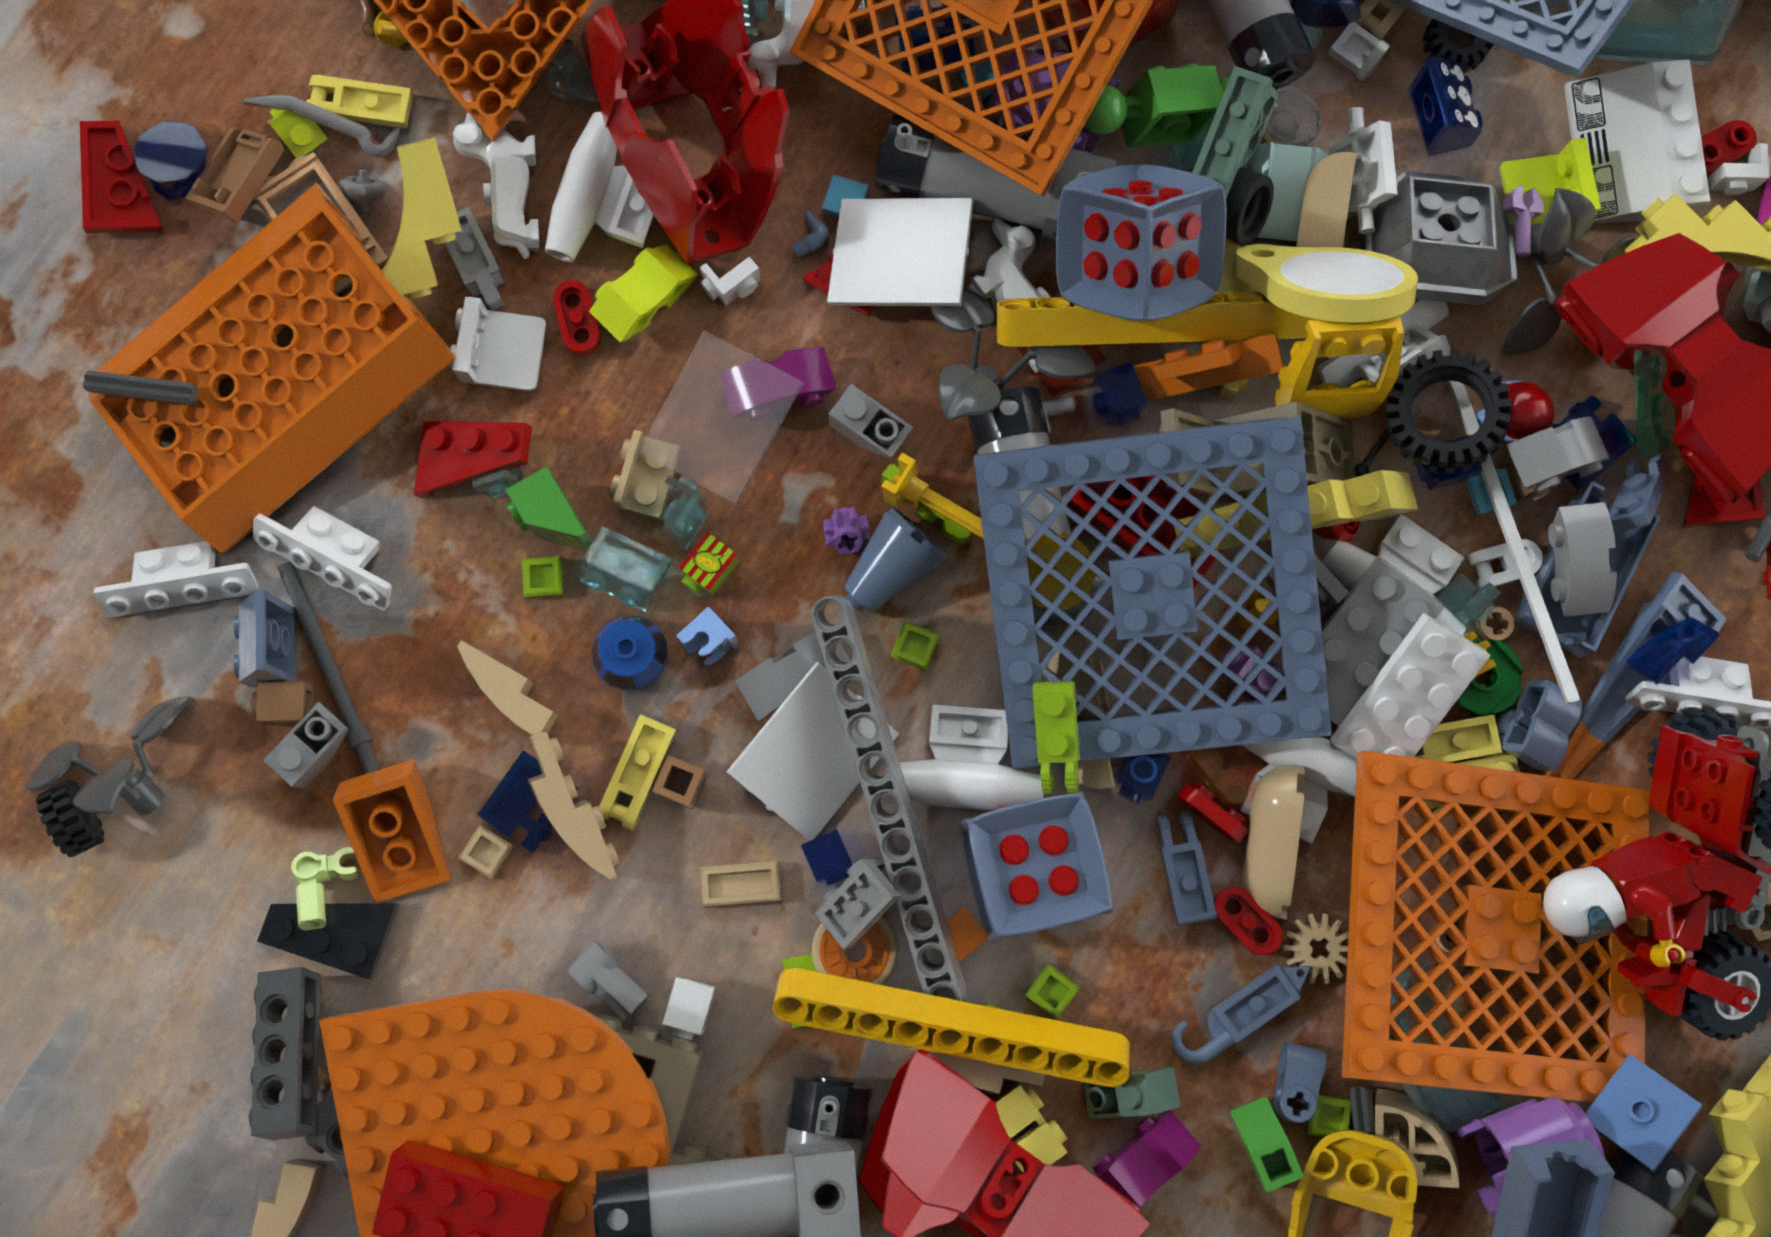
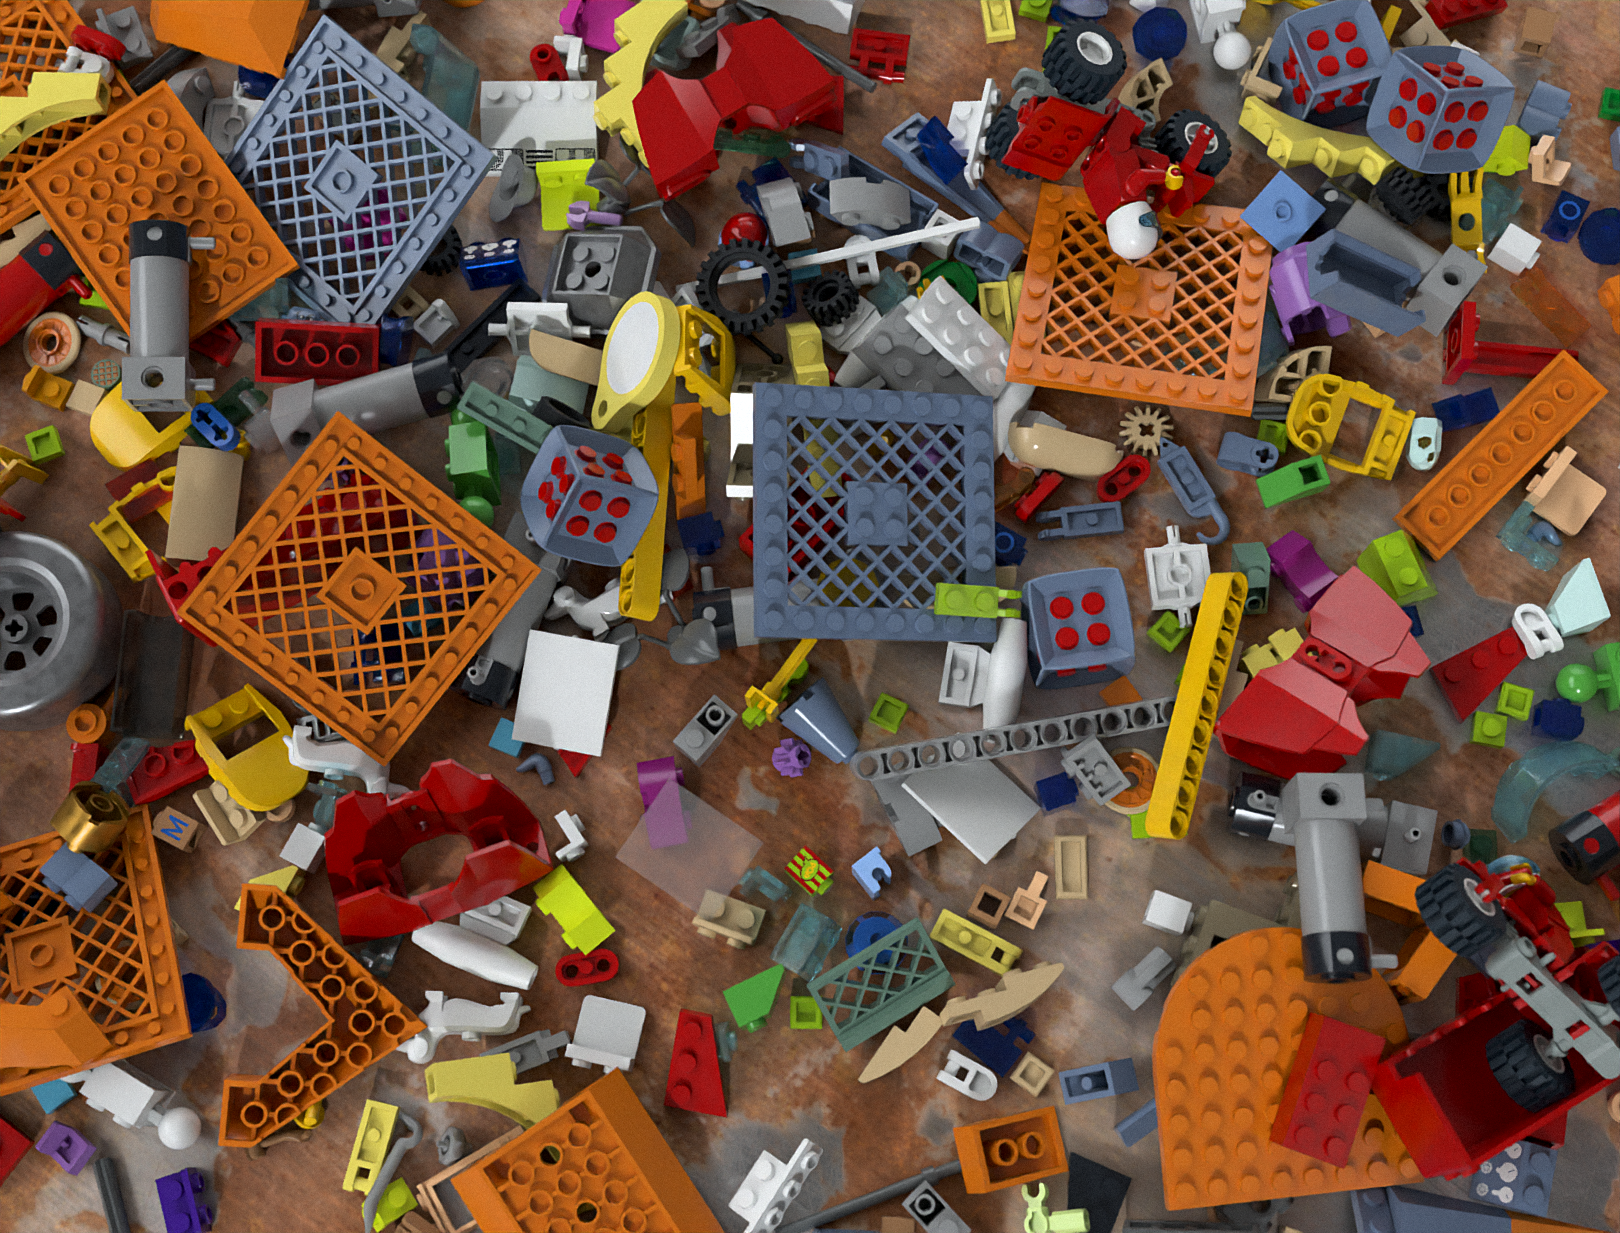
camera: 75 degrees left, 5 degrees down
(431, 978) = (1138, 1124): none -> sand blue slope
(470, 788) = (979, 1082): none -> white plate
(479, 933) = (1098, 1081): none -> sand blue slope
(556, 674) = (890, 1007): none -> sand green fence
(688, 831) = (1027, 905): none -> light nougat plate
(1125, 997) = (1177, 575): none -> white plate
(1337, 95) = (475, 339): none -> black plate
(1432, 528) = (839, 306): none -> black tyre
(1540, 668) = (943, 245): none -> white brick
(1549, 122) = (513, 189): none -> light grey piece

